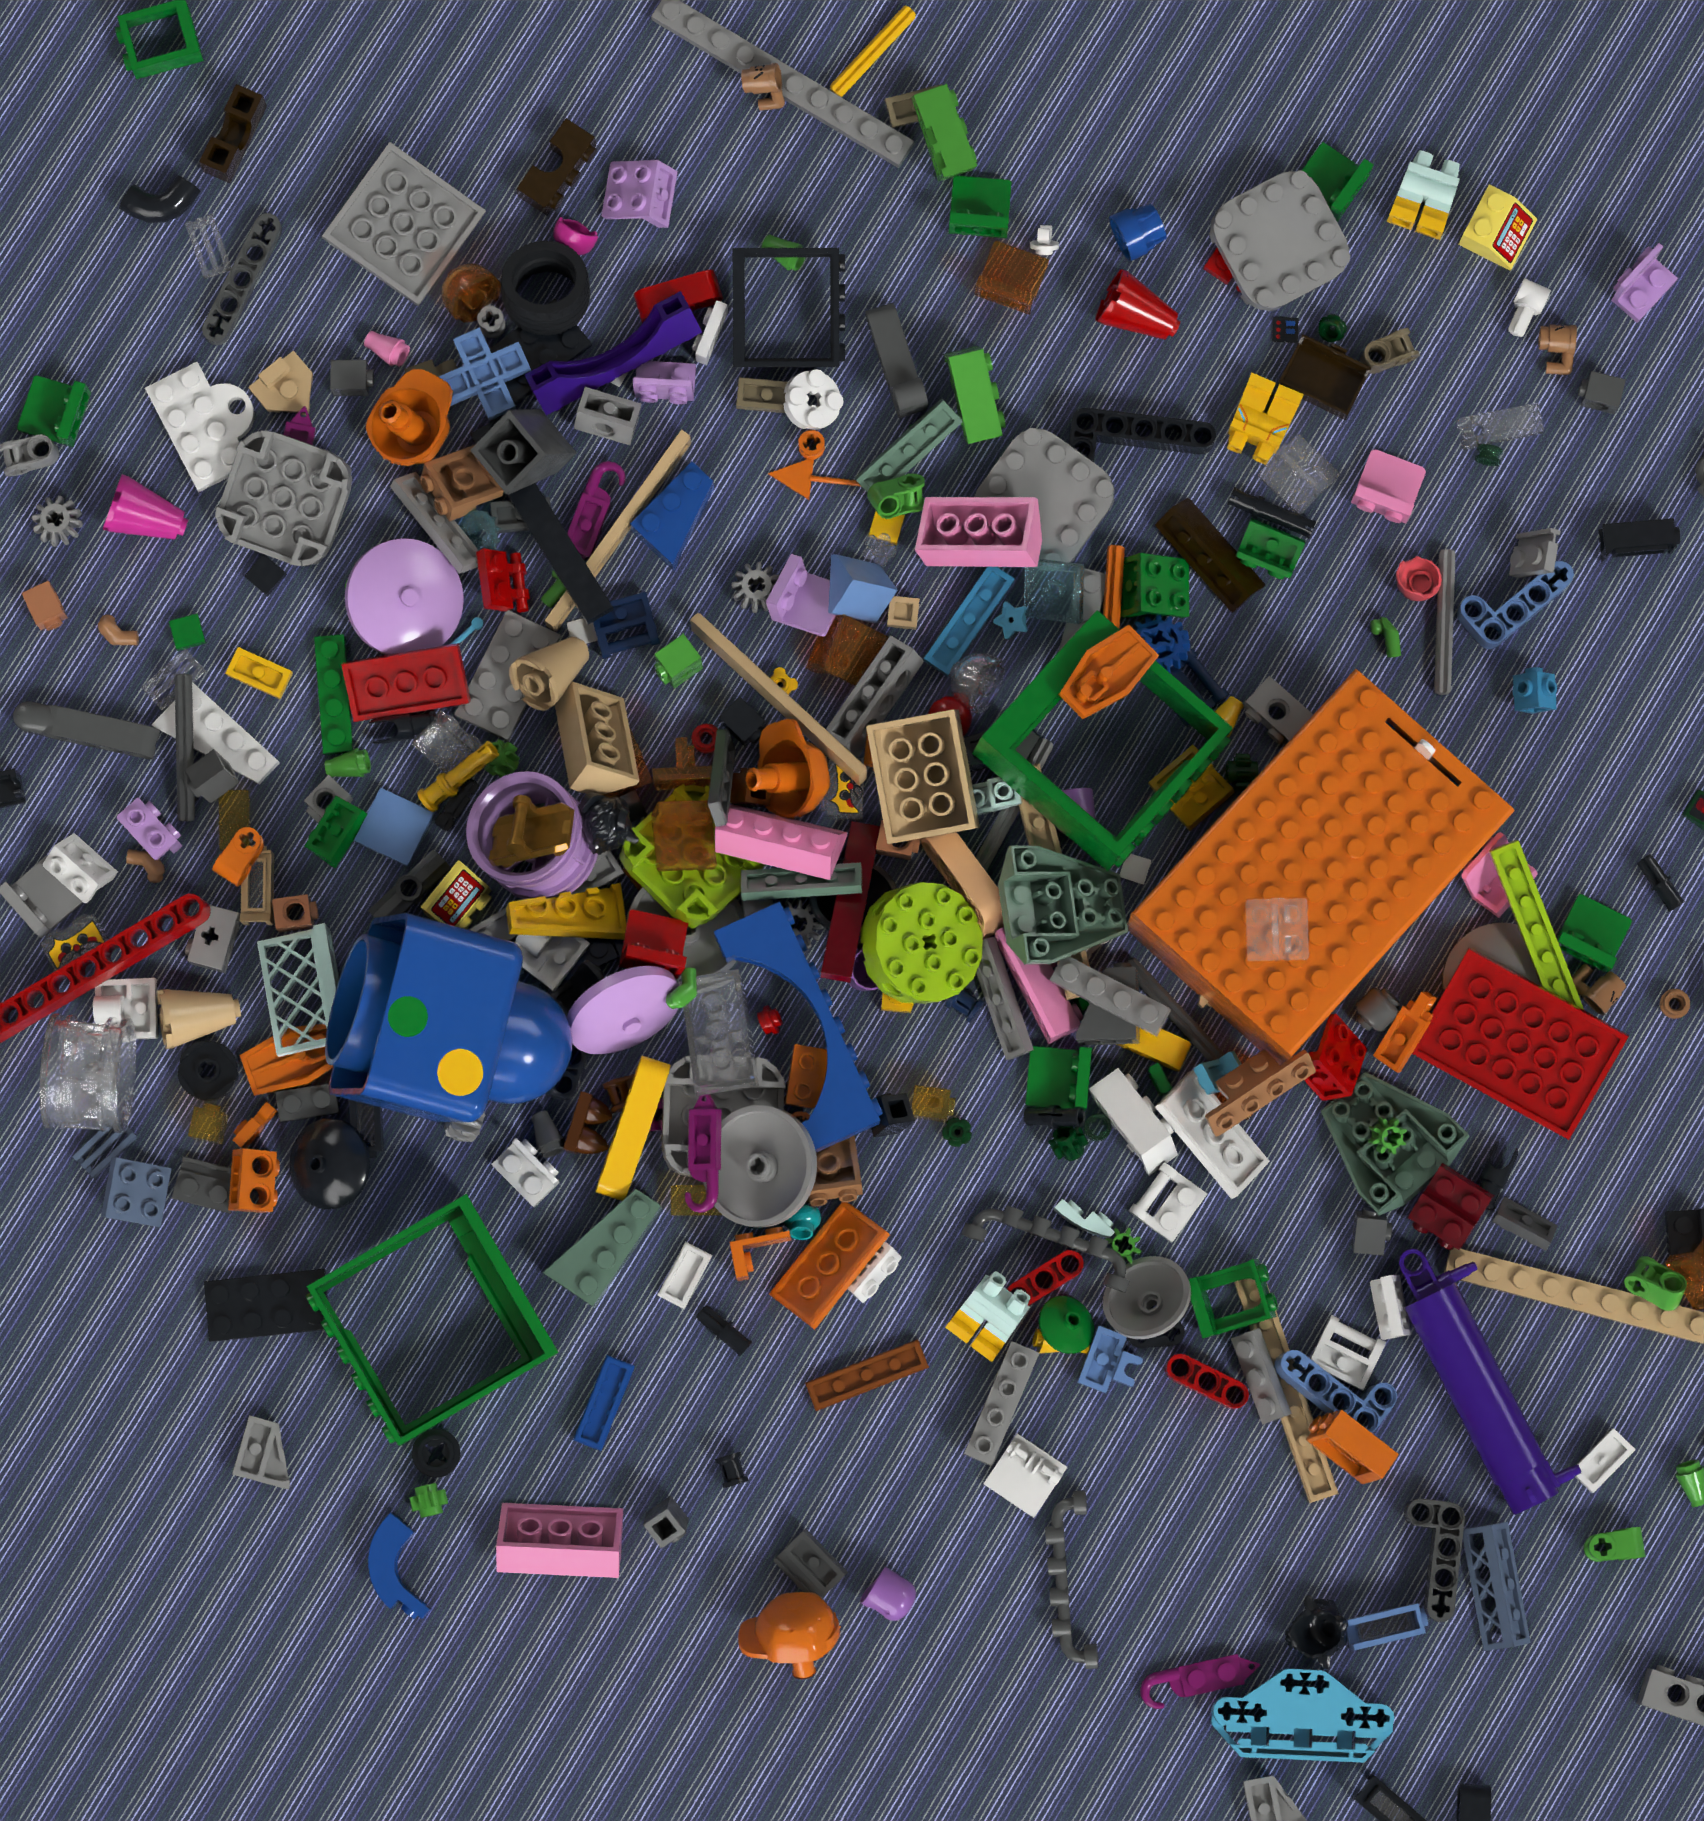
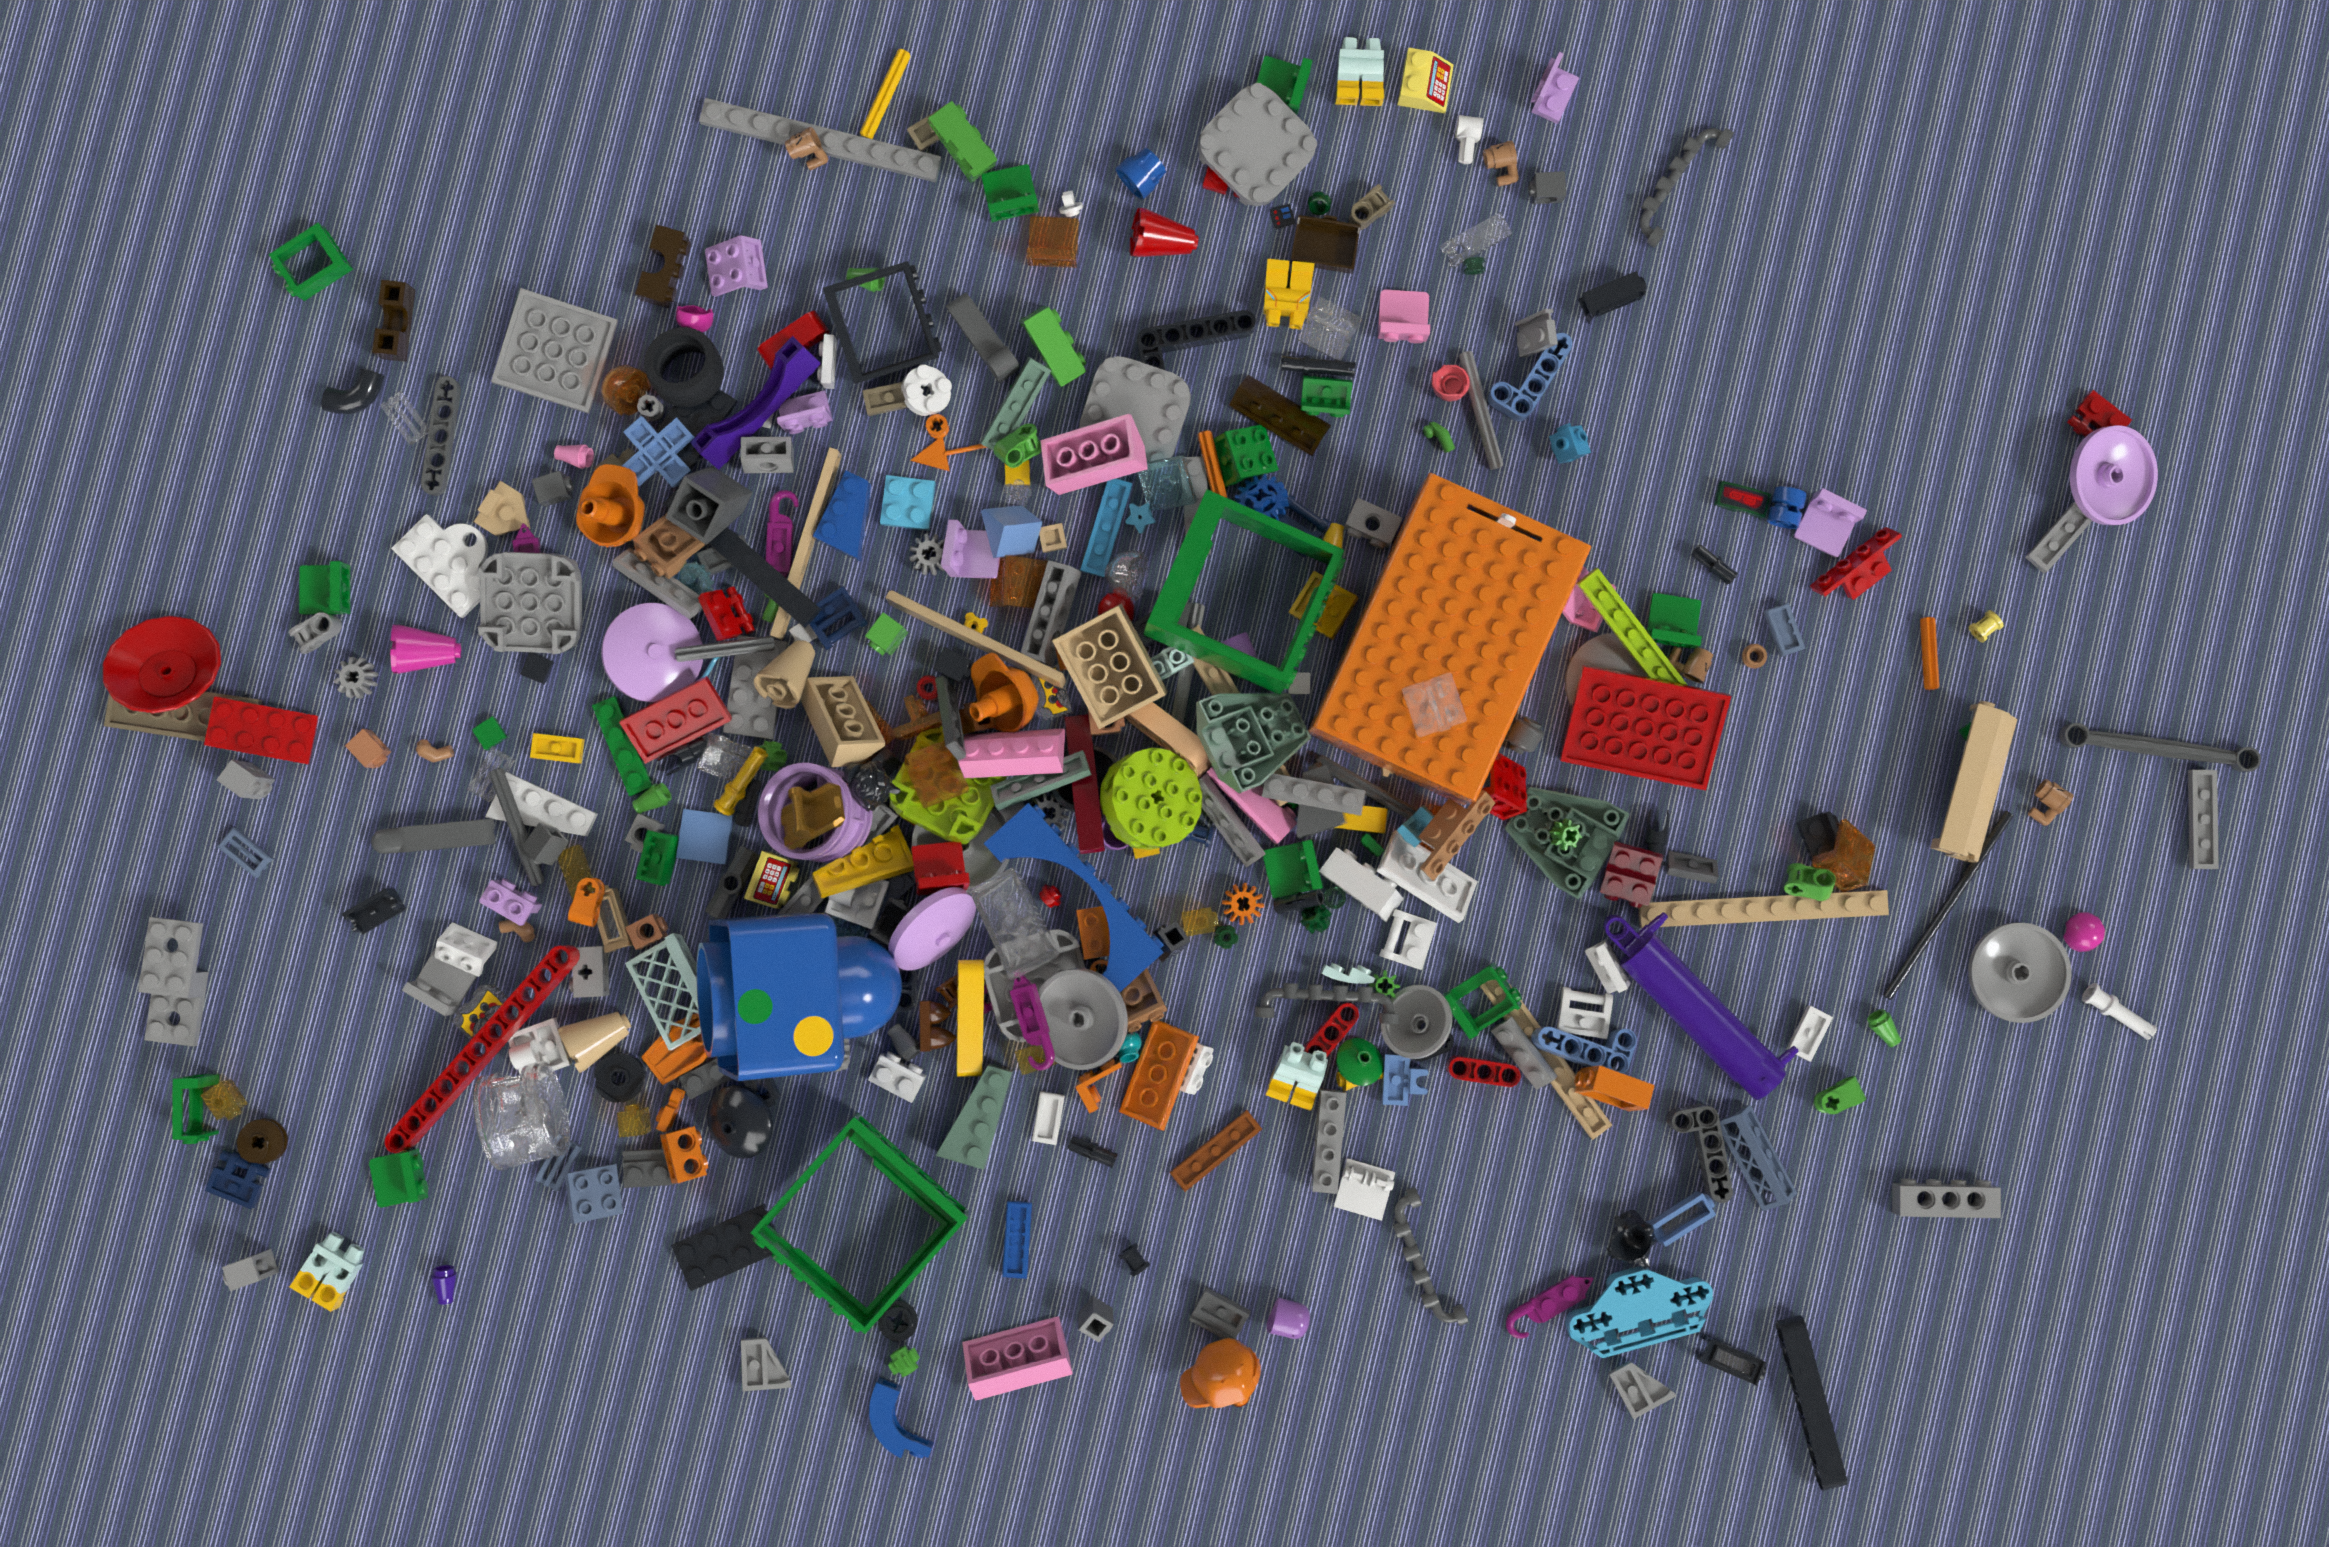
camera: 20 degrees left, 5 degrees up
(488, 619) = (725, 648): none -> dark grey axle
(685, 992) = (976, 900): bright green arm -> none
(749, 520) = (907, 503): none -> medium azure plate
(979, 1098) = (1251, 902): none -> orange gear
(1108, 672) = (1231, 537): orange piece -> none
(1241, 771) = (1359, 580): dark green gear -> none
(1370, 1232) = (1574, 914): dark grey brick -> none
(1405, 1032) = (1553, 746): orange hinge -> none

